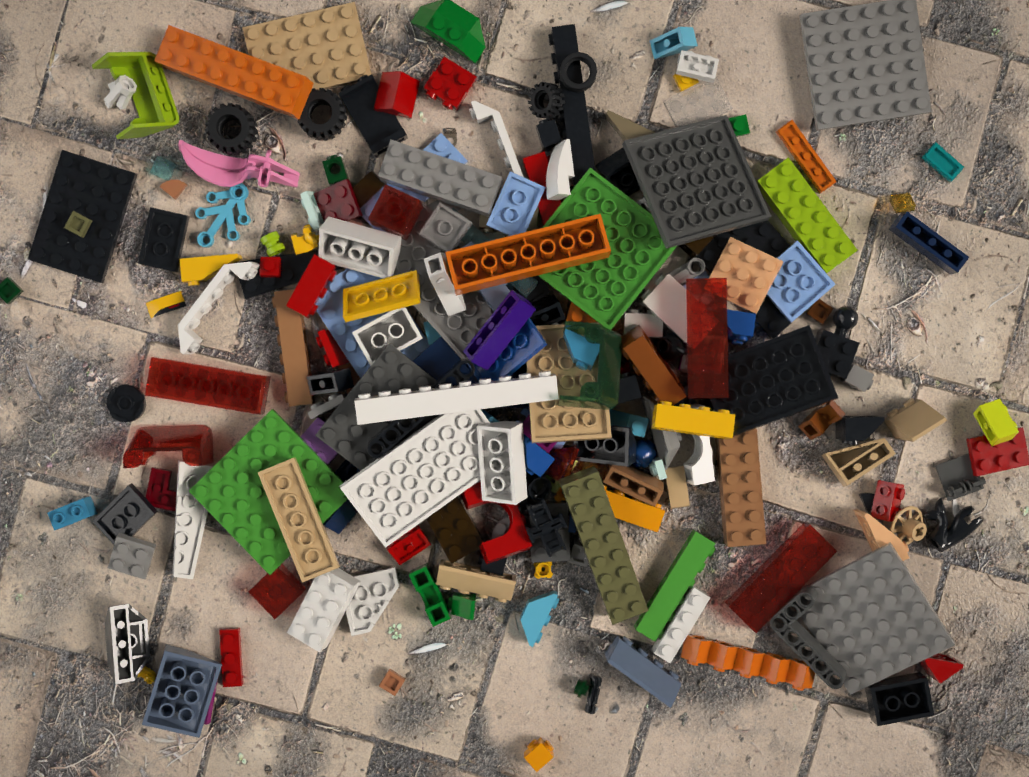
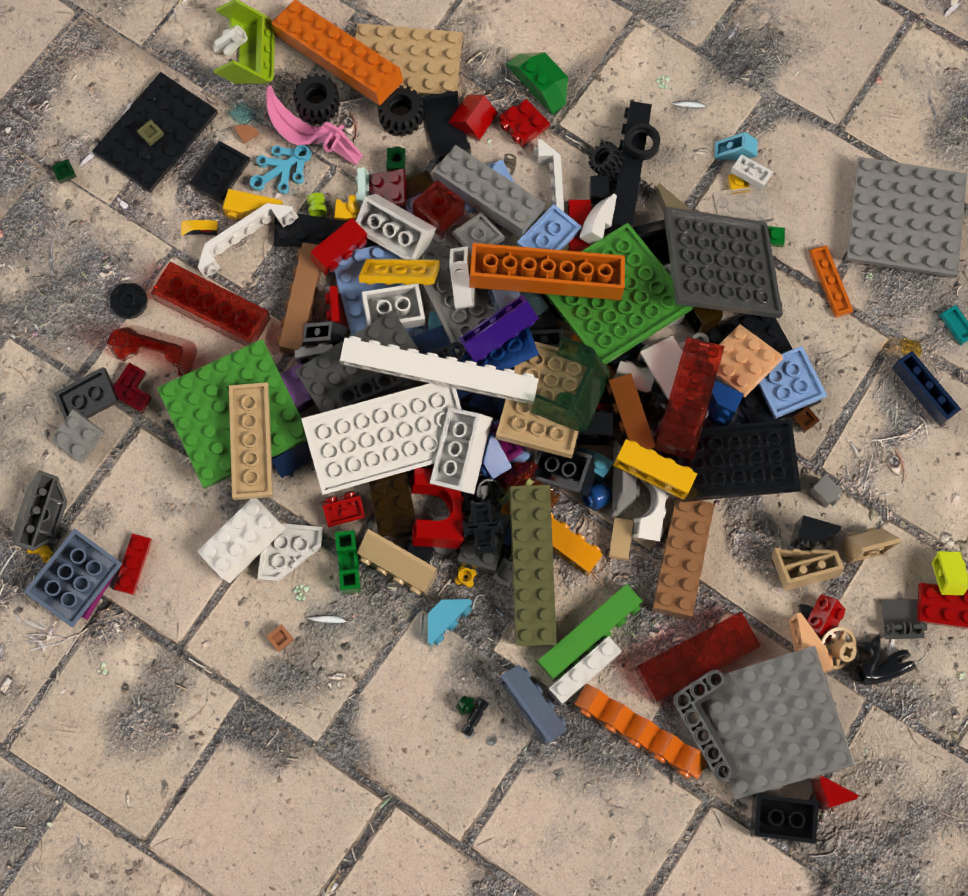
camera: 15 degrees right, 15 degrees down
(72, 513) = (39, 379): dark azure brick -> none
(189, 520) = (145, 421): white wing -> none
(270, 267) = (307, 222): red plate -> none
(277, 591) = (202, 512): clear red brick -> none
(462, 605) = (376, 582): green slope -> none
(539, 753) = (401, 757): light orange brick -> none
(581, 351) = (569, 370): dark azure slope -> none
(634, 483) = (580, 518): medium nougat brick -> none
(657, 468) = (607, 512): light aqua plate -> none
(805, 215) = (815, 329): lime brick -> none
(820, 419) = (780, 517): dark orange brick -> none
(834, 347) = (813, 457): black brick -> none

